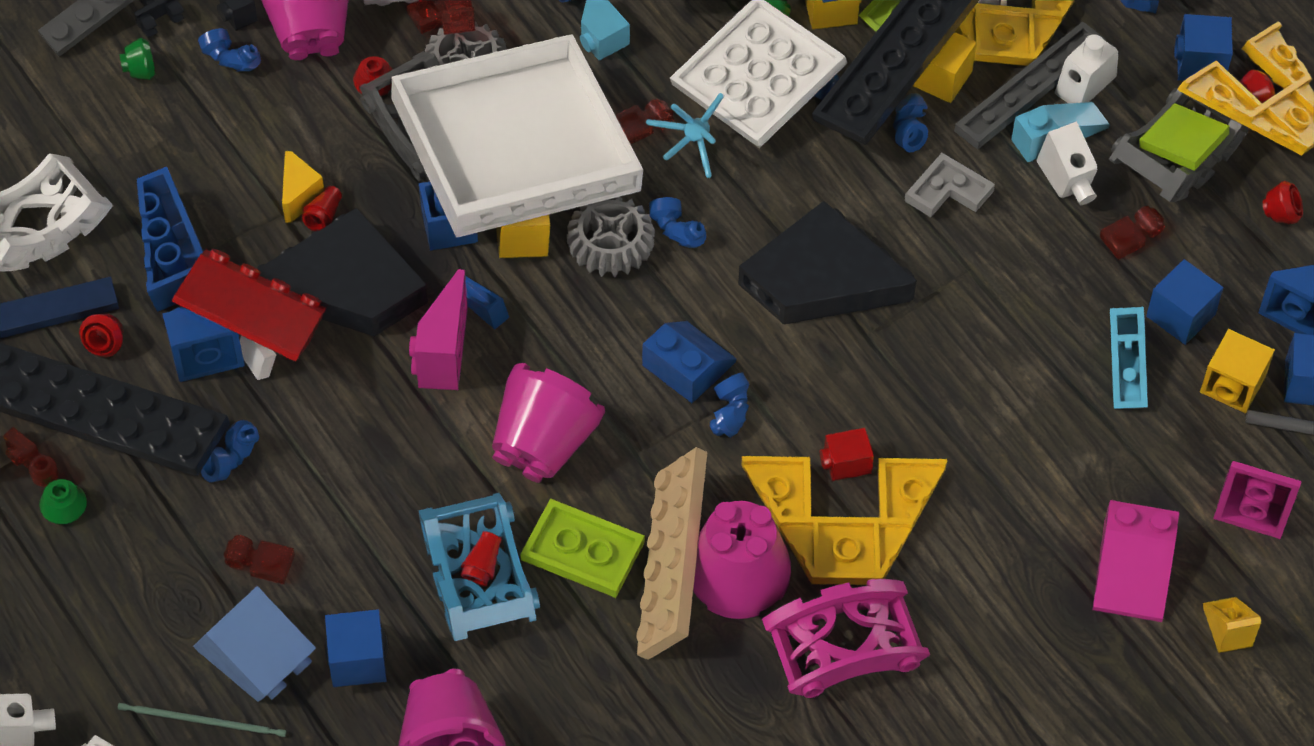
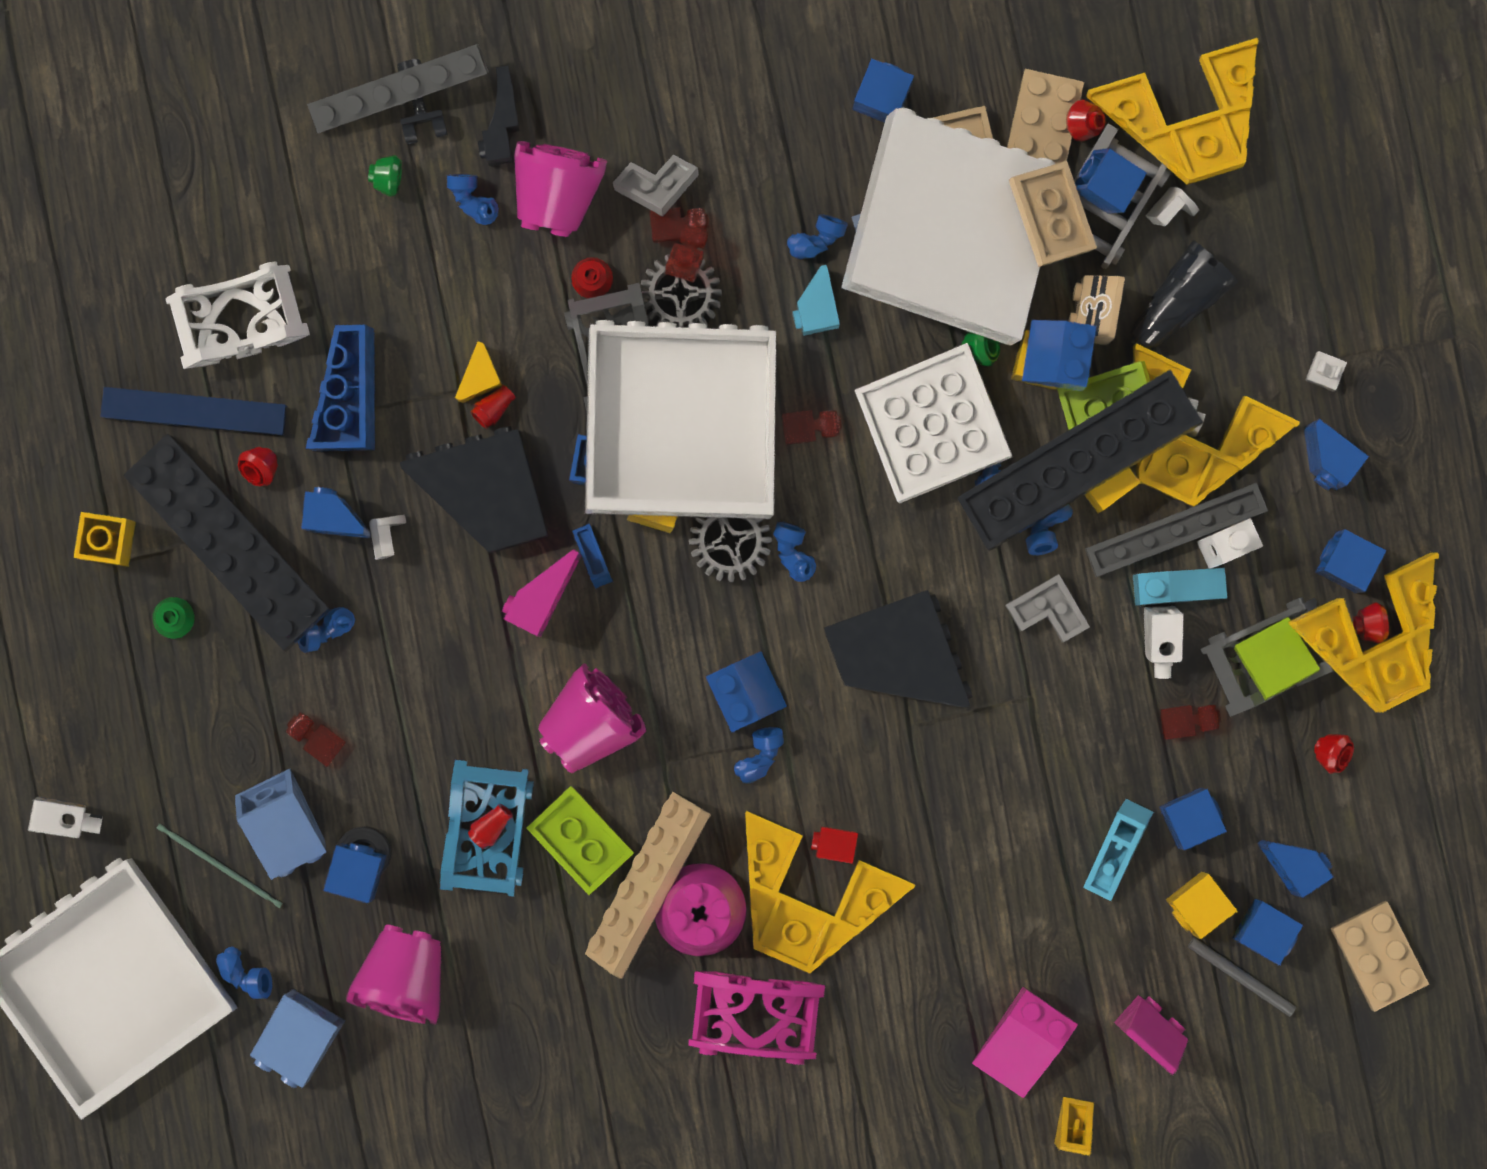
camera: 20 degrees right, 30 degrees up
(23, 451) = (153, 557): clear red plate -> none
(250, 304) = (381, 513): red slope -> none
(694, 129) = (850, 461): medium azure plant -> none

